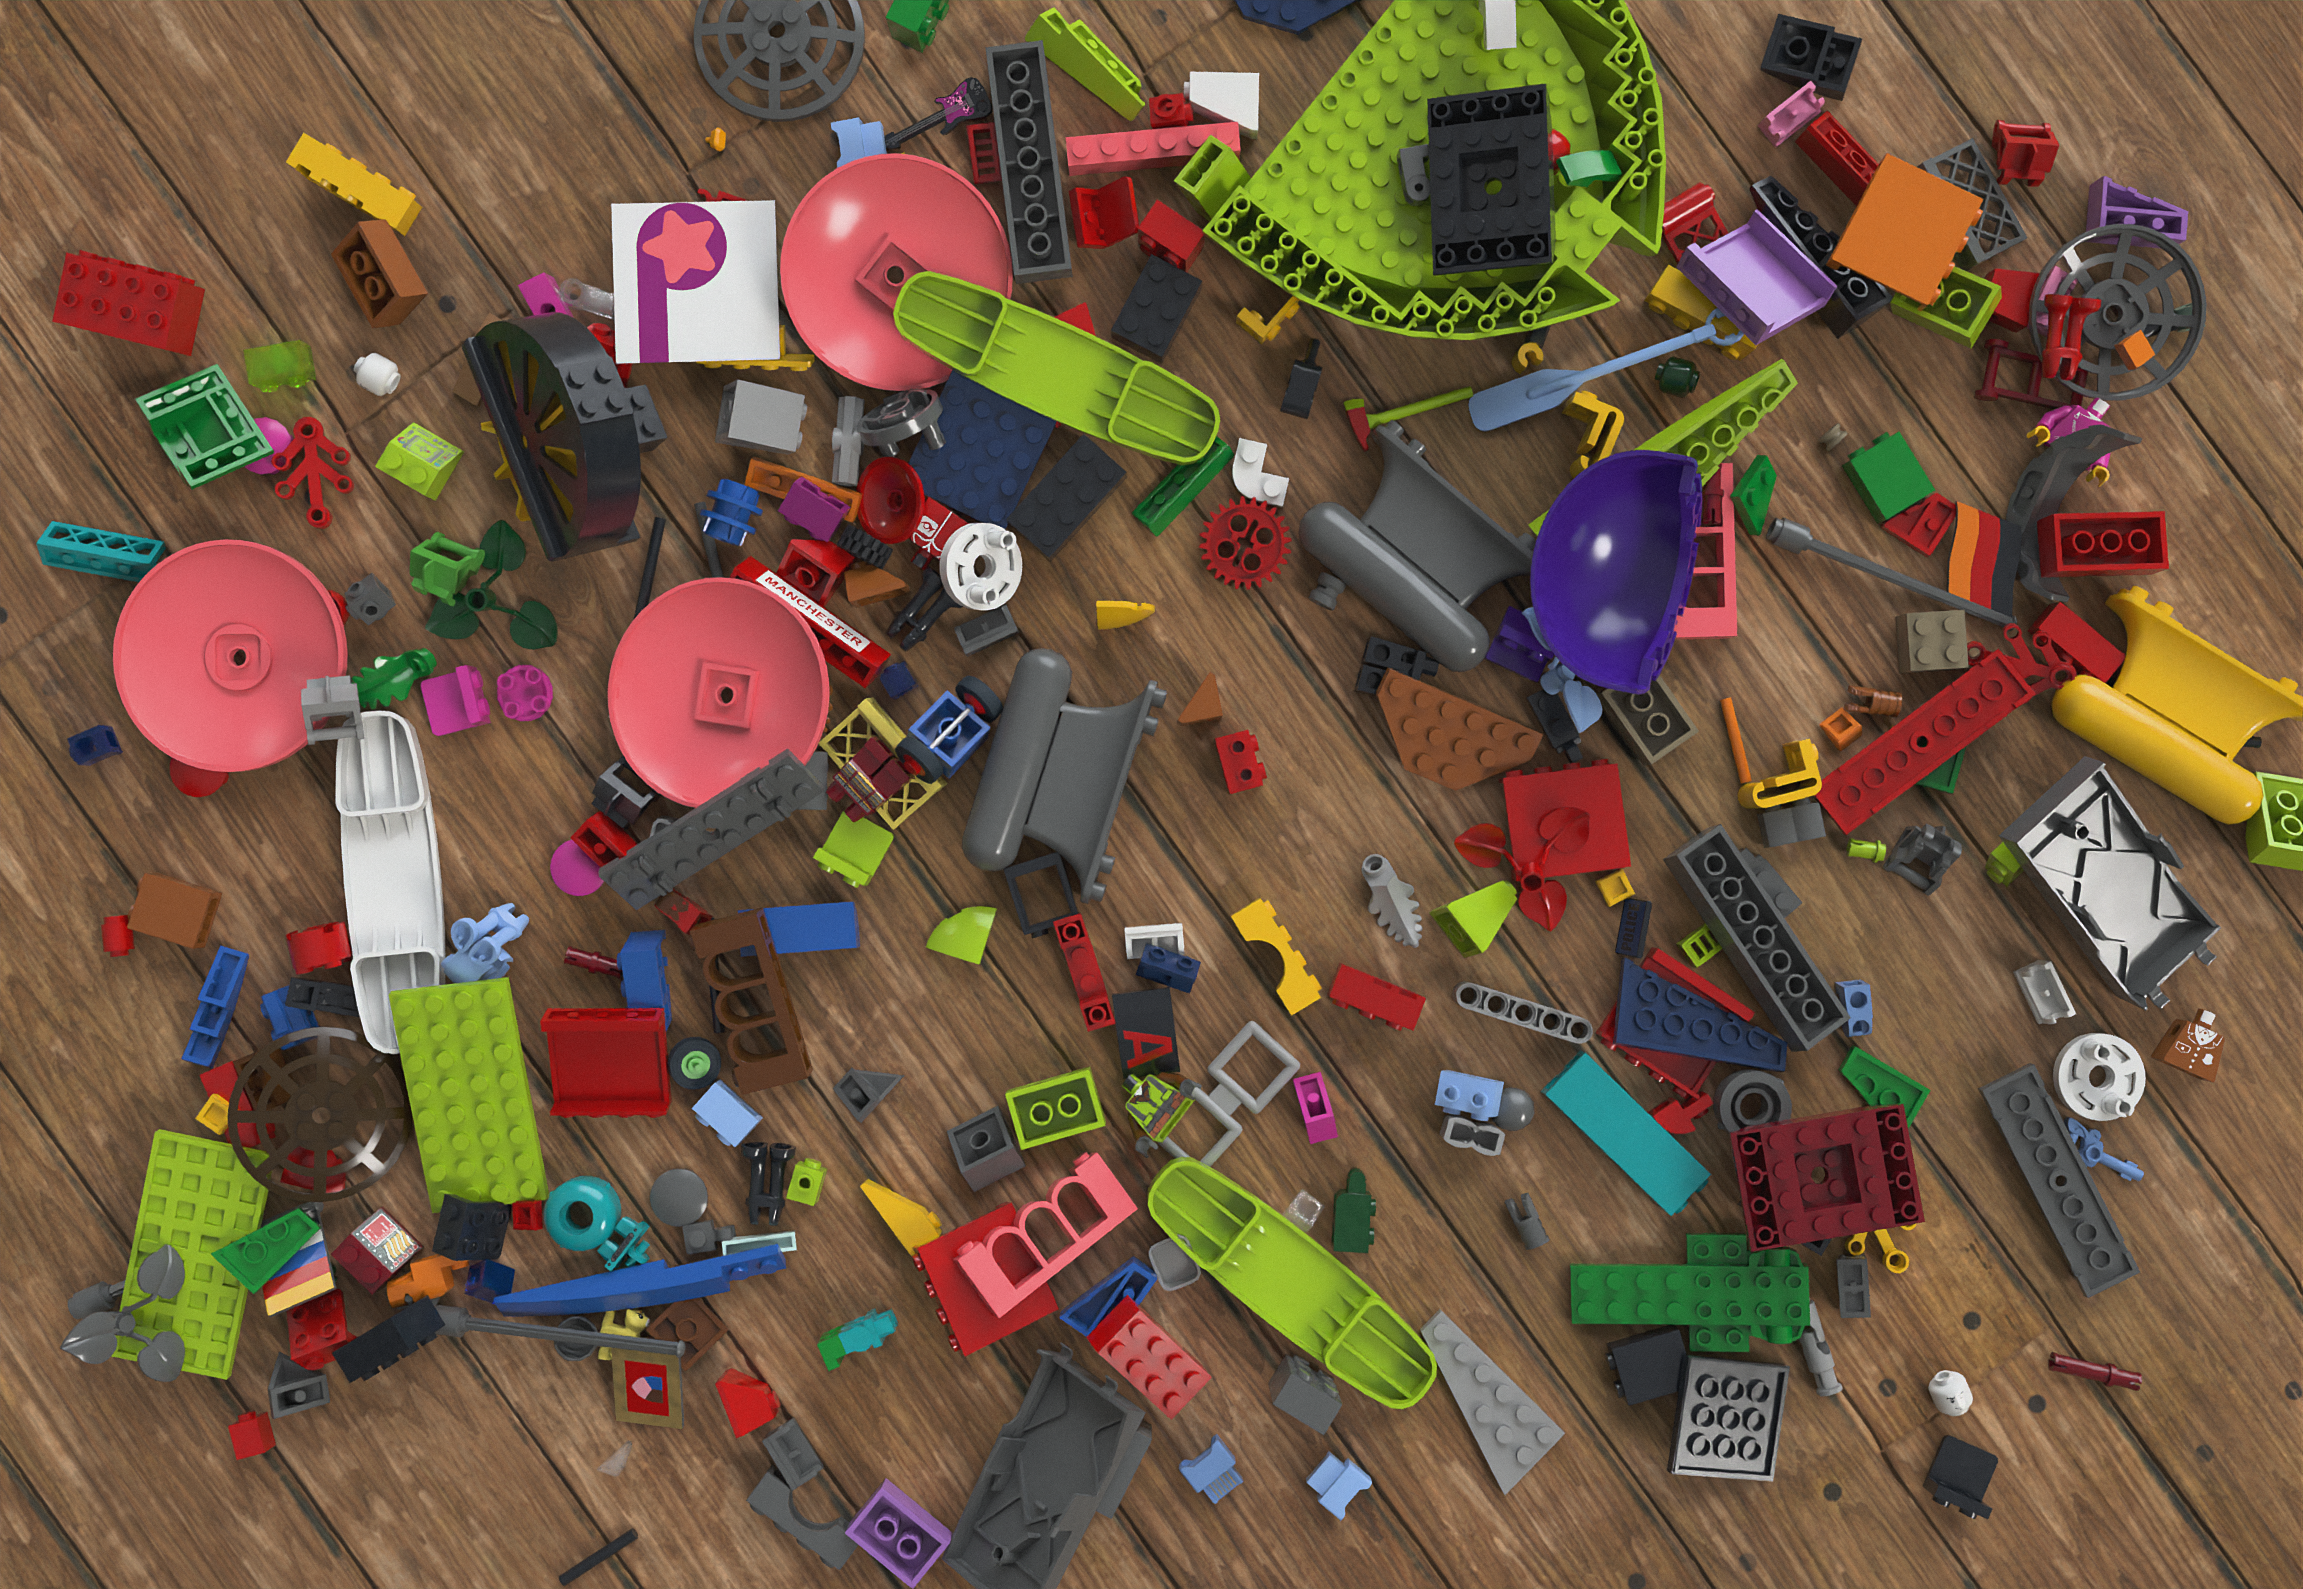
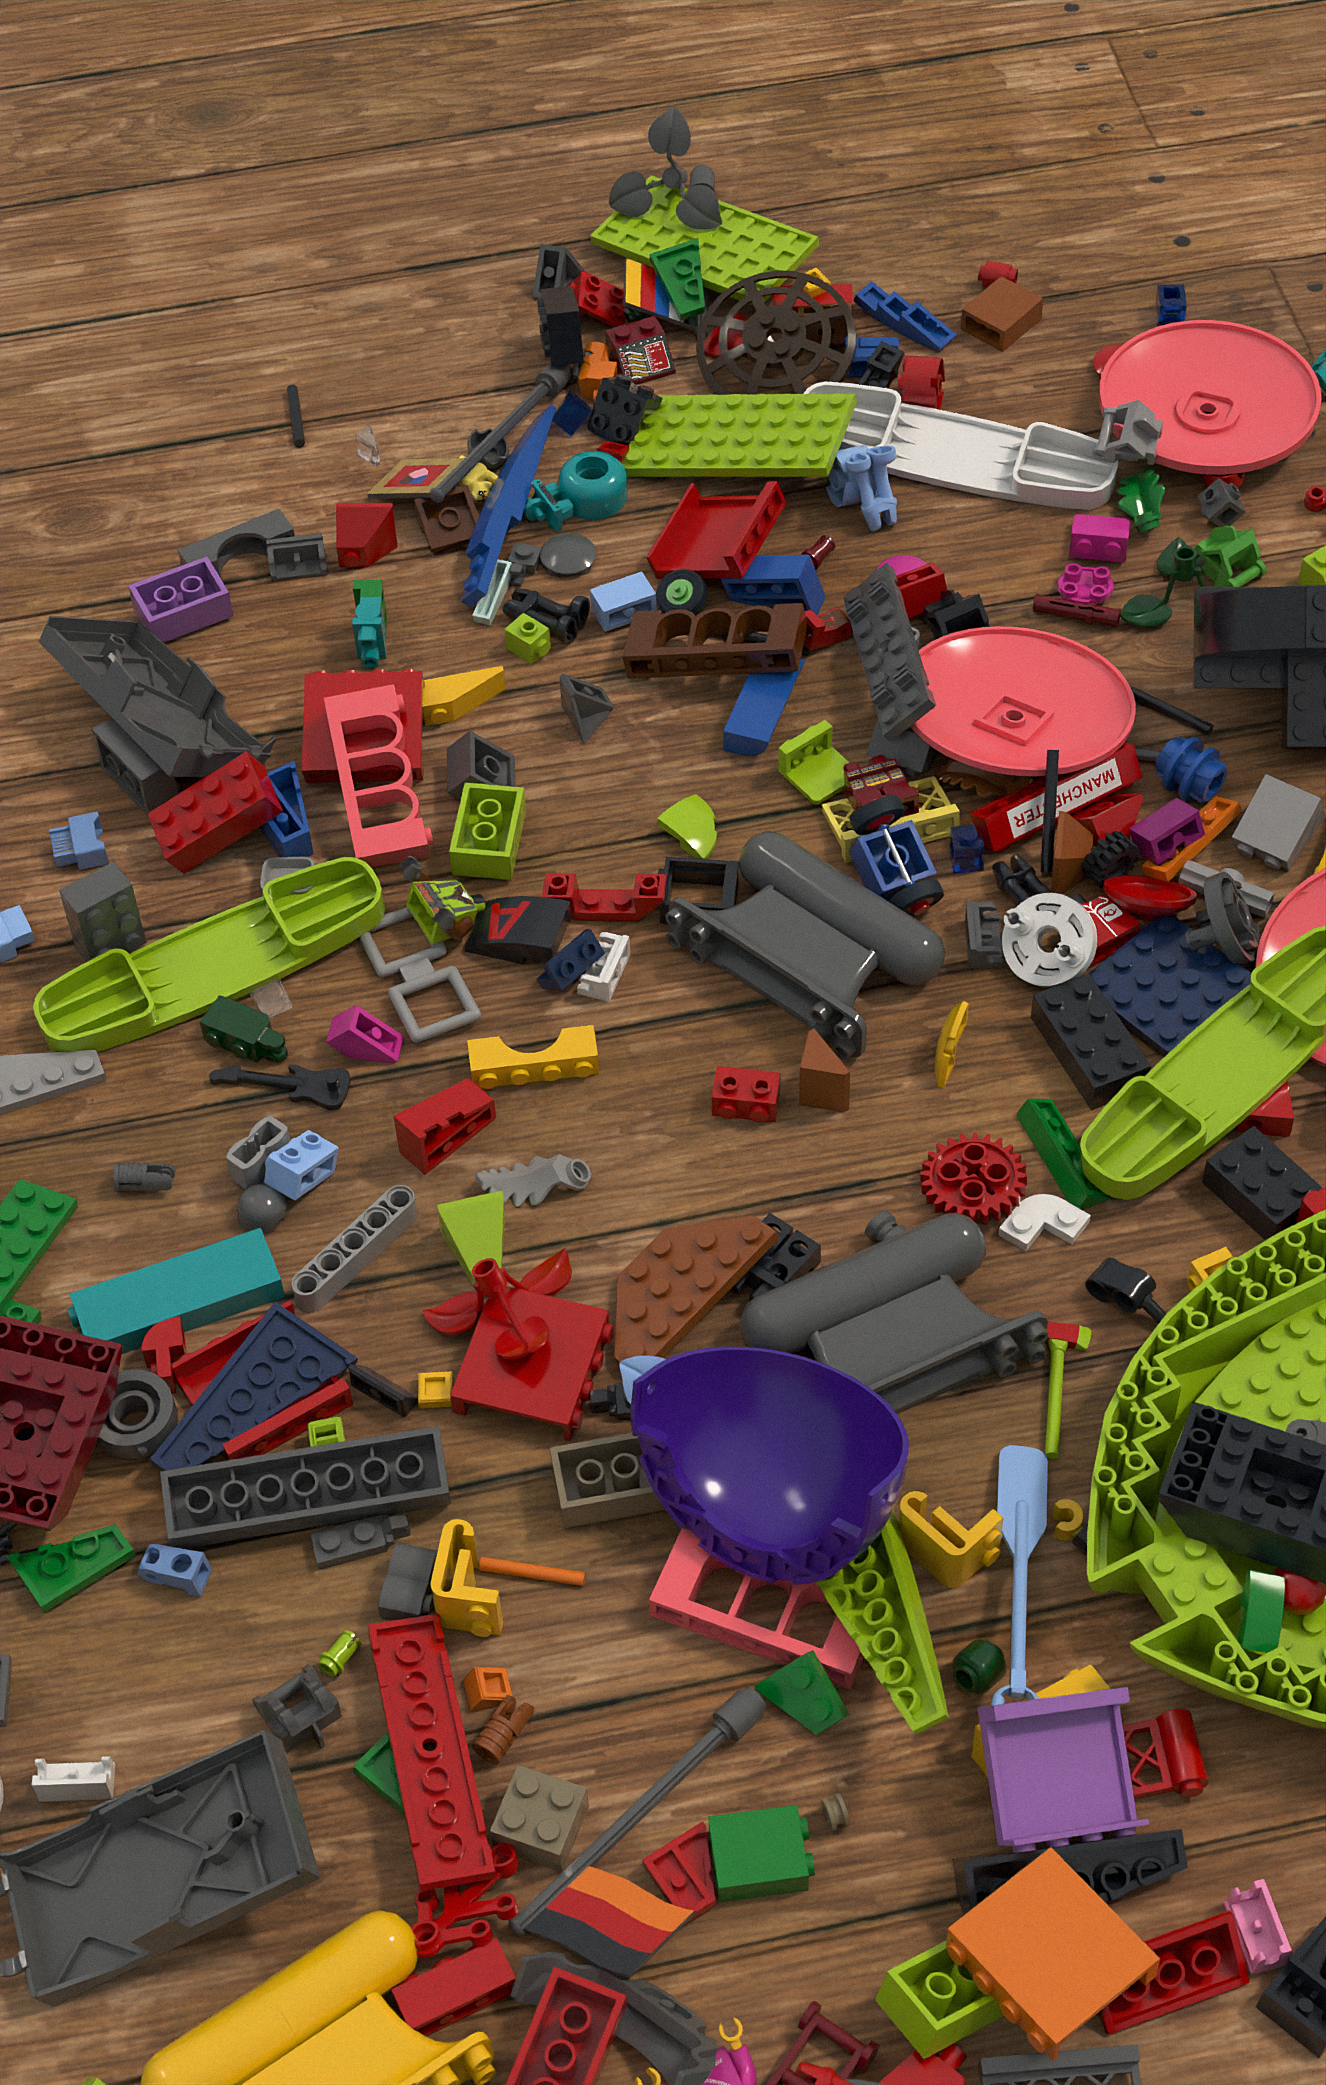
camera: 115 degrees right, 35 degrees down
(251, 1434) = (532, 234): red brick -> none
(556, 655) = (1077, 610): none -> dark red pin
(840, 615) = (1049, 810): none -> black bar
(1374, 1121) = (324, 1087): none -> black piece
(1712, 497) = (822, 1628): dark red pin -> none

